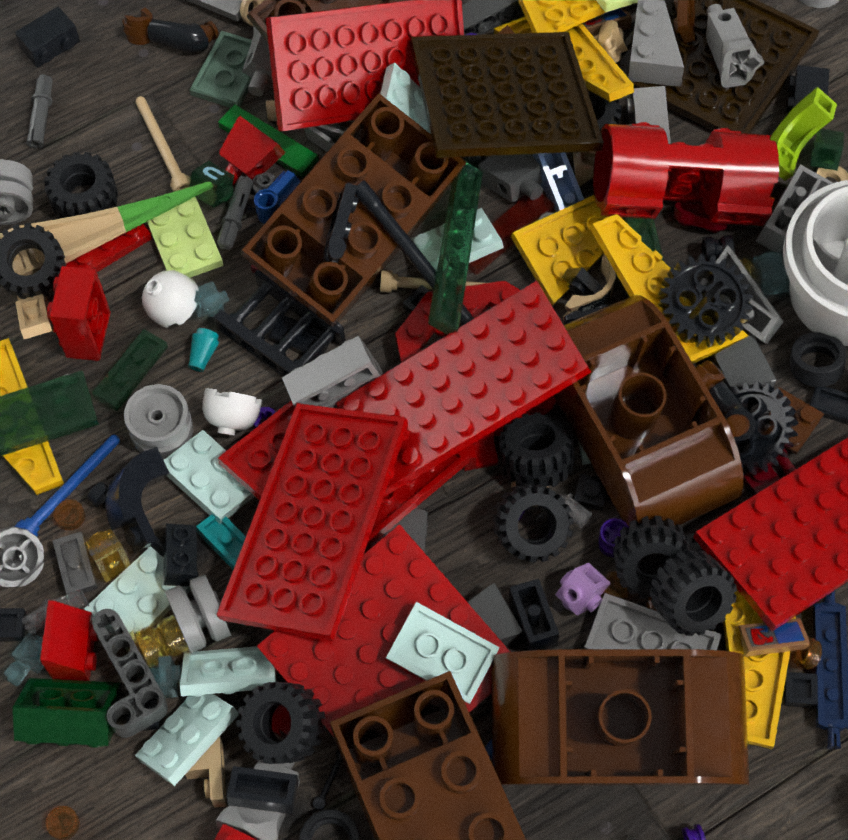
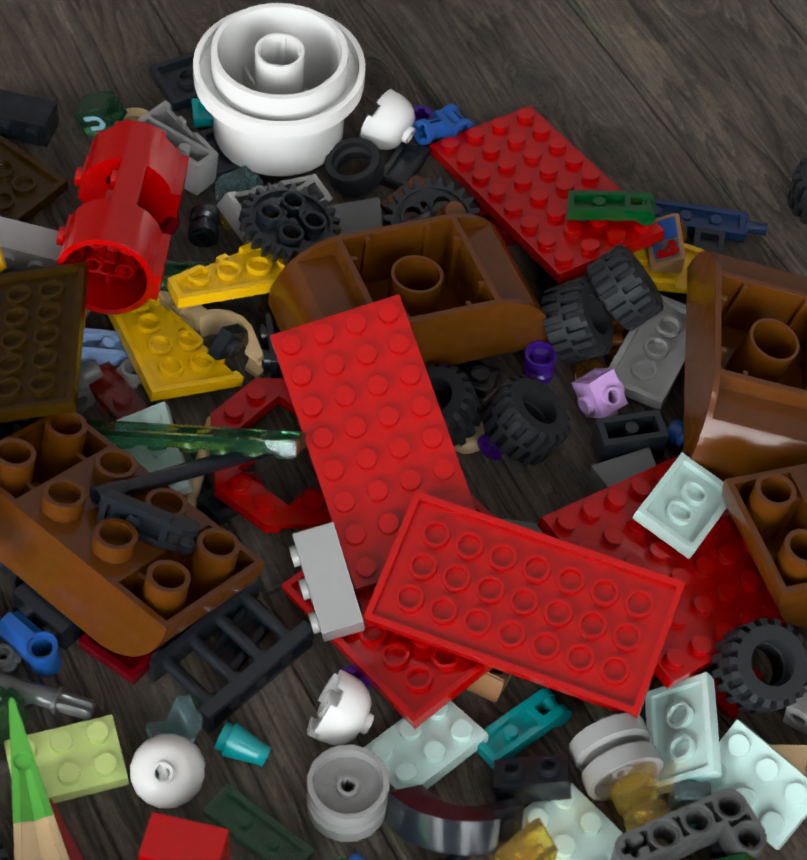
camera: 90 degrees left, 10 degrees down
(788, 570) = (612, 206): none -> dark green plate
(799, 127) = (65, 121): lime arch -> none

